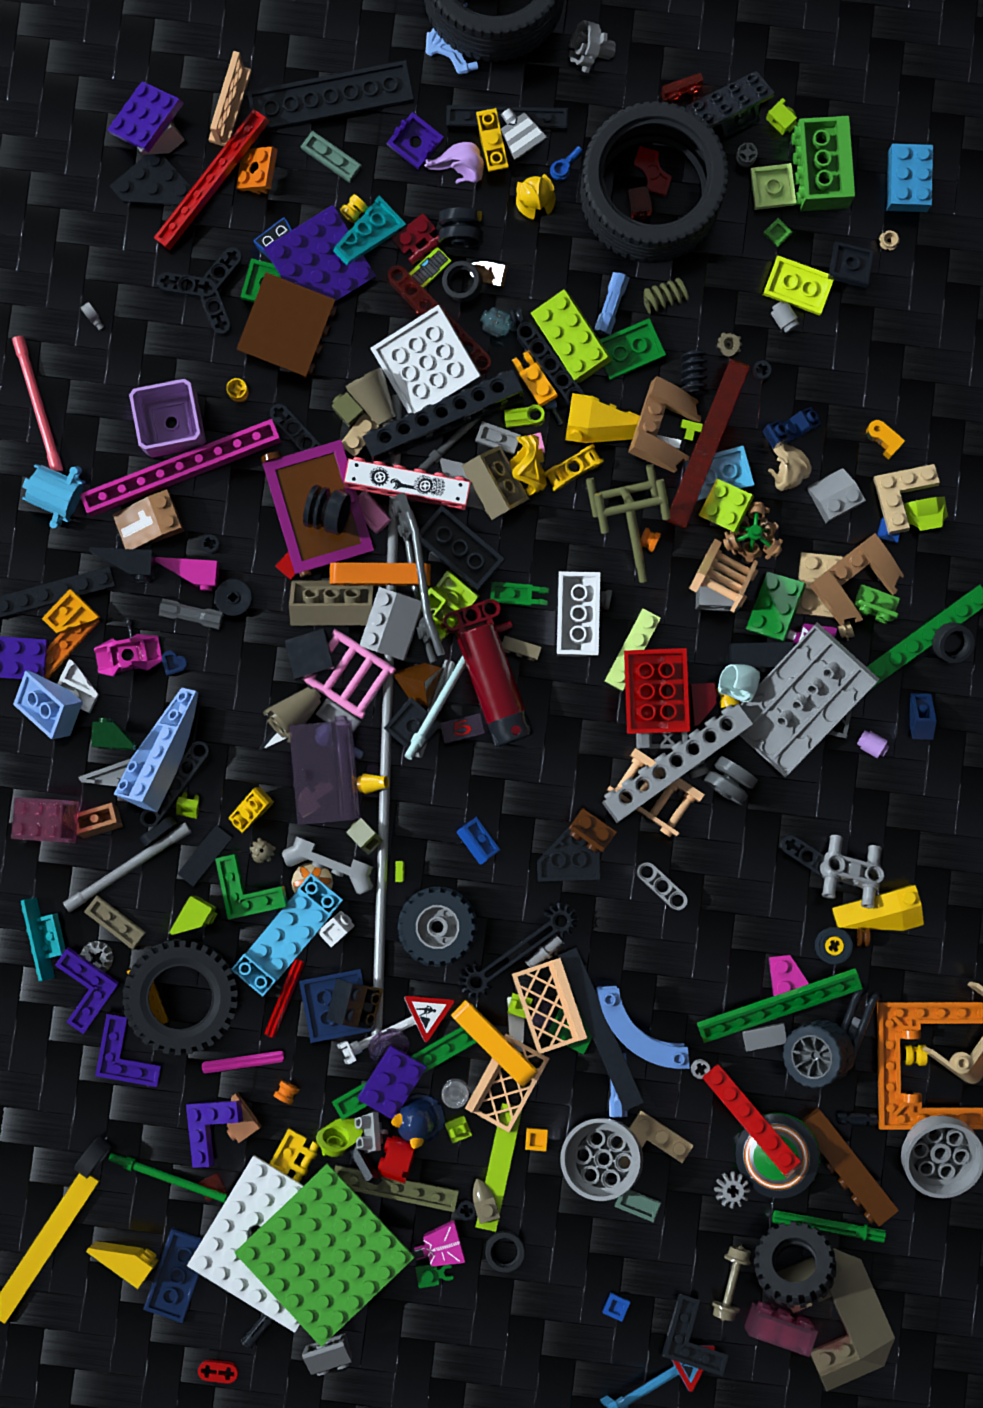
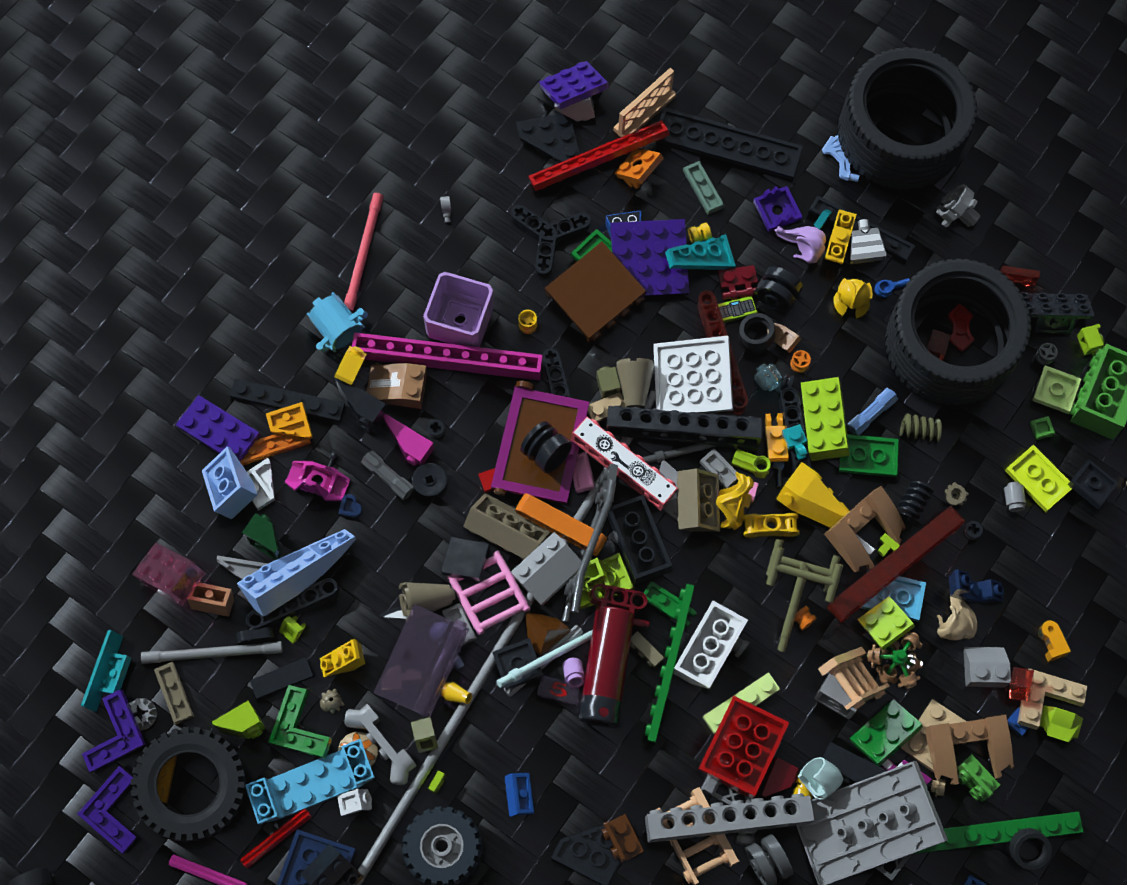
camera: 25 degrees right, 15 degrees down
(96, 529) = (350, 364): none -> yellow slope
(465, 129) = (823, 219): none -> teal tile
(467, 705) = (573, 672): none -> lavender brick
(518, 284) = (802, 357): none -> orange wheel
(547, 641) = (667, 671): none -> green plate
(554, 372) = (796, 439): none -> teal plate
(876, 497) = (1021, 684): none -> clear red brick

